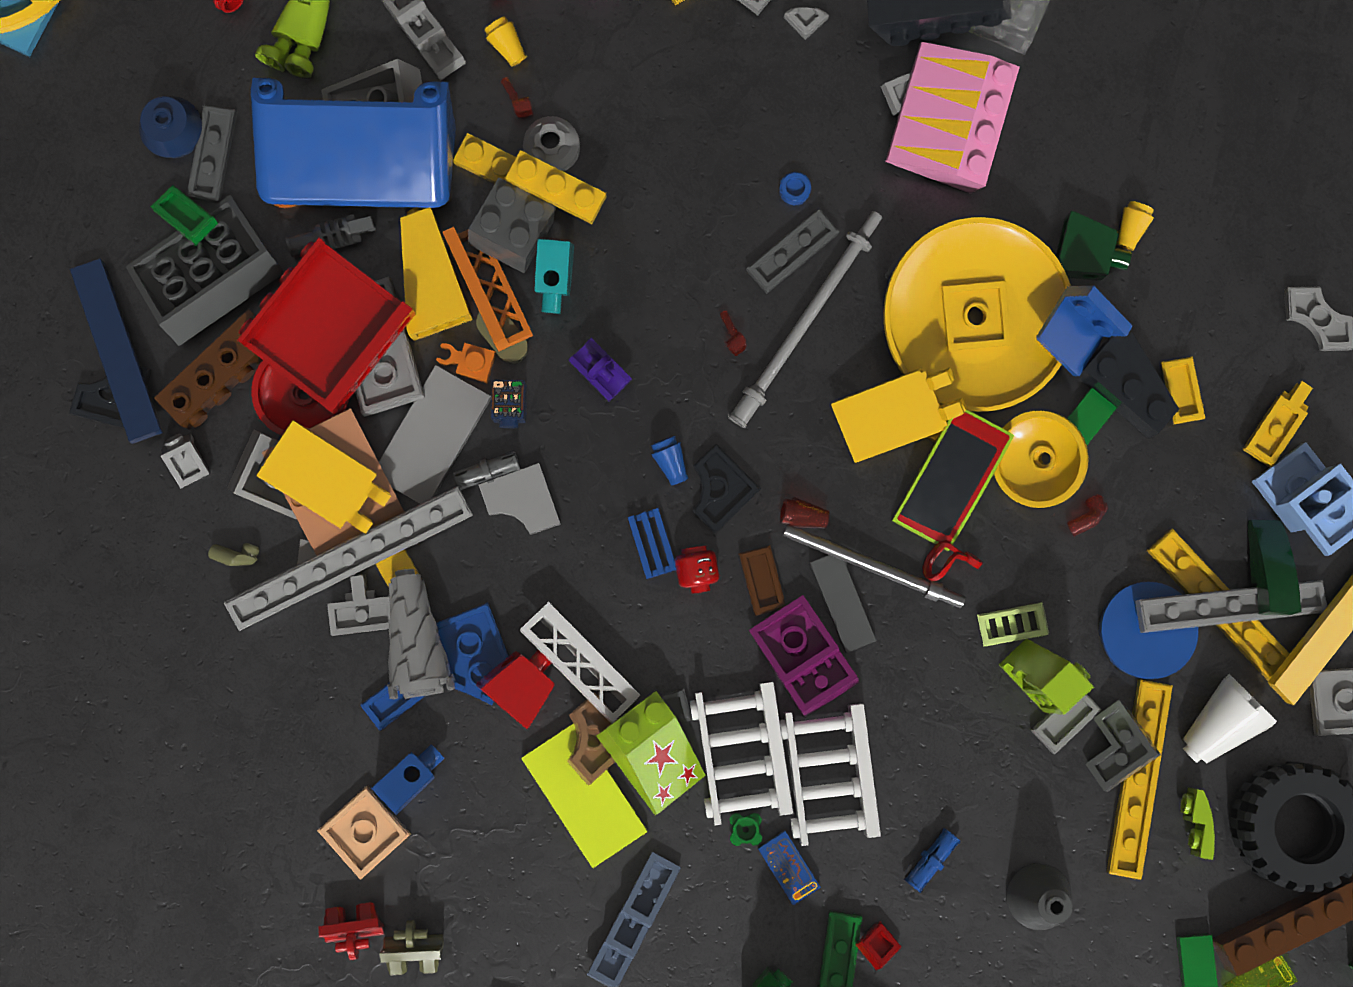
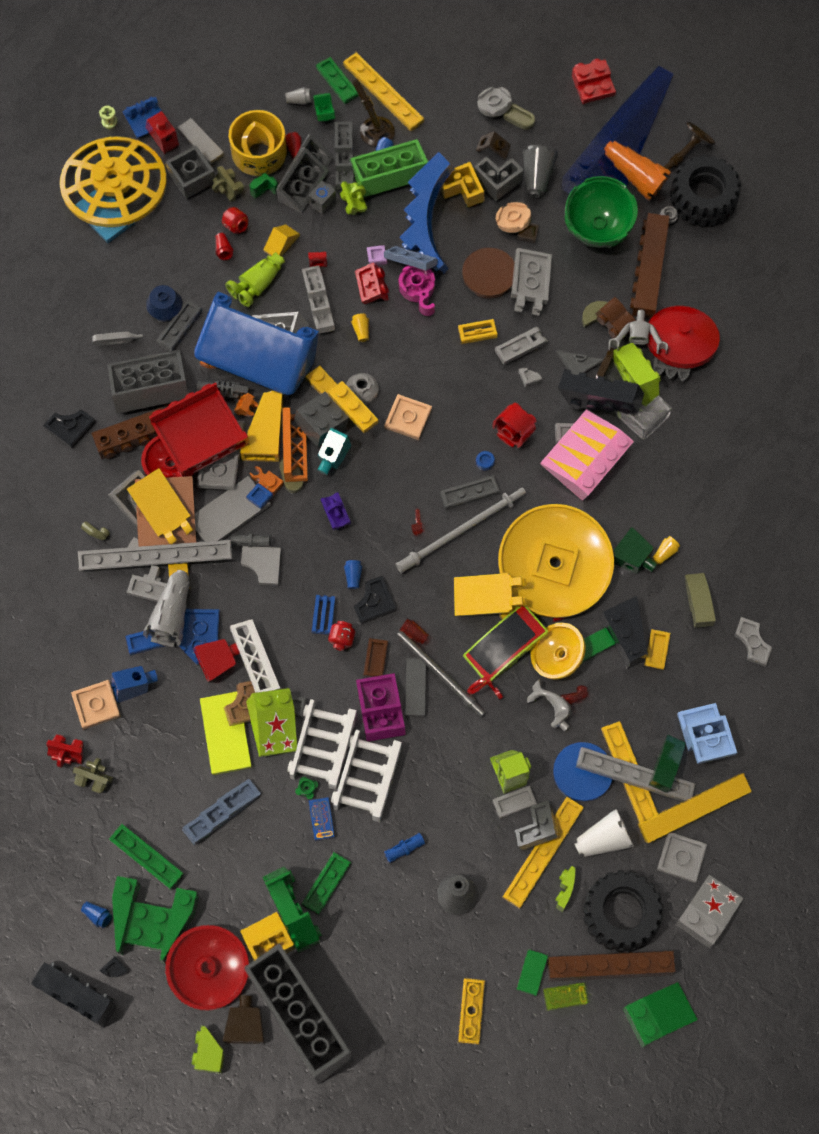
camera: 25 degrees right, 15 degrees down
(116, 218) = (114, 338): none -> light grey piece
(116, 351) = (82, 403): dark blue tile -> none
(183, 459) = (91, 472): light grey bracket -> none
(184, 215) = (150, 349): green tile -> none
(376, 248) = (243, 404): none -> orange tile
(469, 392) = (259, 496): none -> blue tile
(508, 402) = (278, 509): brick -> none
(521, 105) = (354, 363): clear red hand -> none
(644, 163) = (408, 417): none -> light nougat tile
(821, 113) = (514, 425): none -> red brick
(878, 945) = (352, 881): red tile -> none
(1040, 617) = (508, 731): yellowish green slope -> none
(1078, 544) = (561, 706): none -> light grey animal
(1079, 325) = (608, 587): blue bracket -> none
(1217, 285) = (700, 600): none -> olive slope
(1279, 425) = (704, 688): yellow hinge -> none

